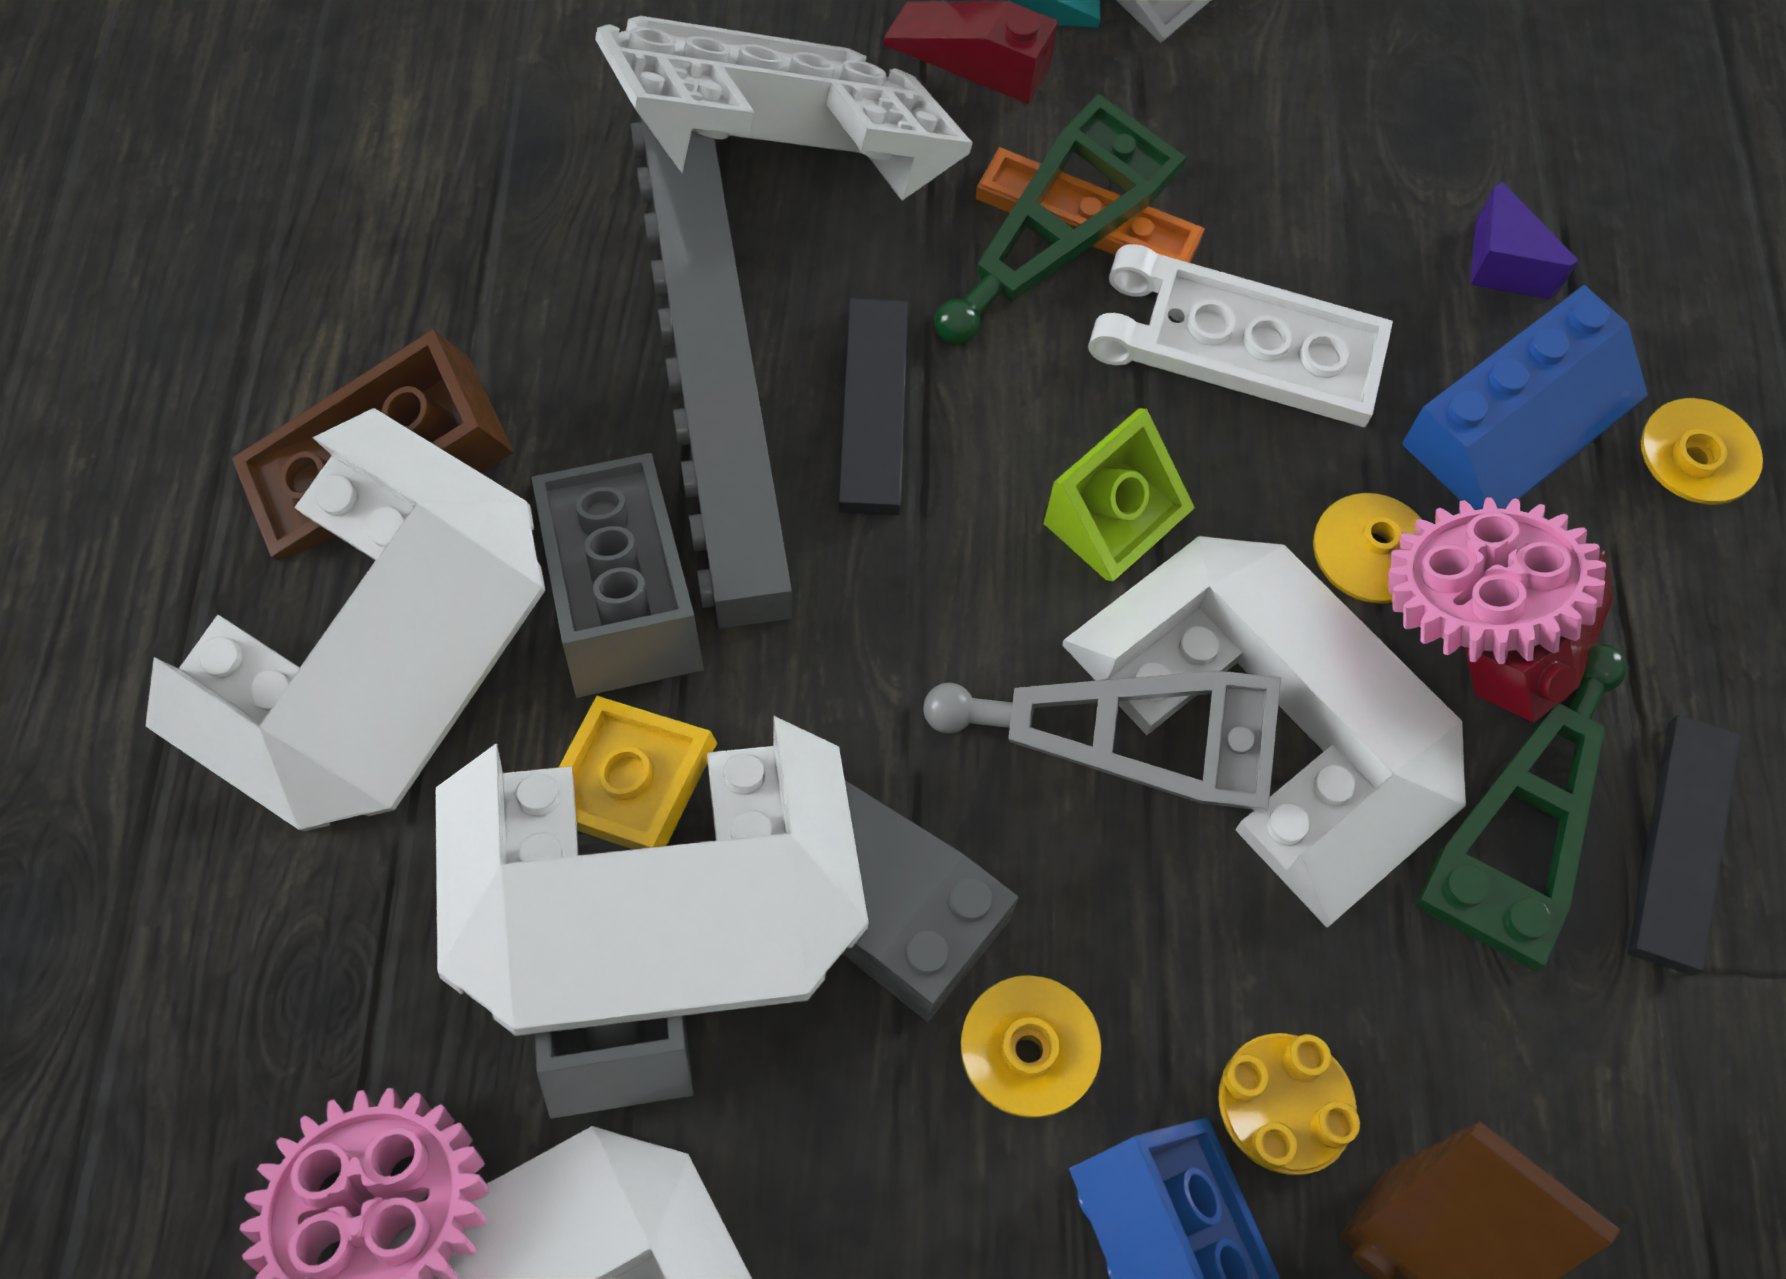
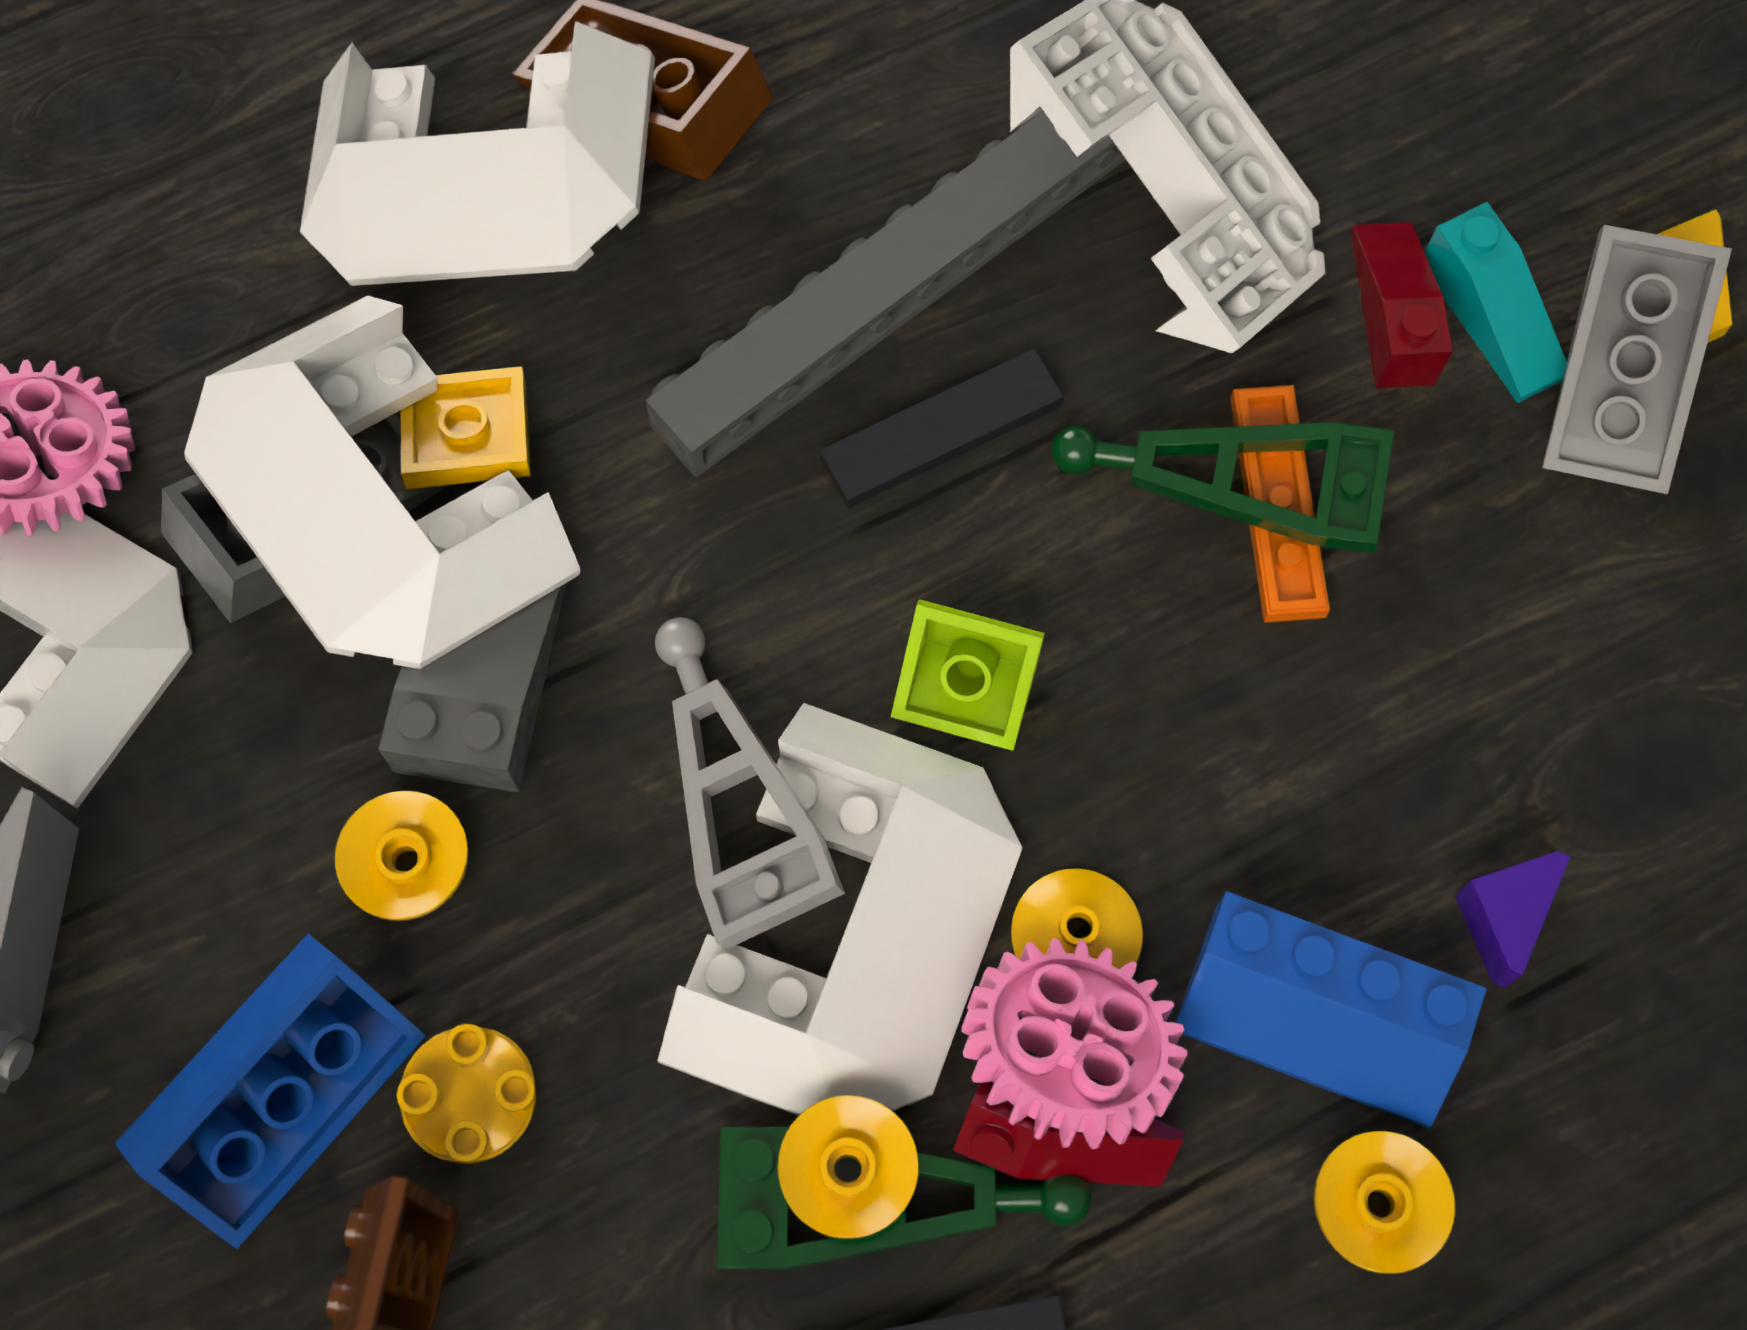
camera: 65 degrees right, 5 degrees up
(616, 575) = (639, 317): dark grey slope -> none
(1245, 336) = (1228, 712): white hinge -> none
(1539, 786) = (856, 1130): none -> yellow dish

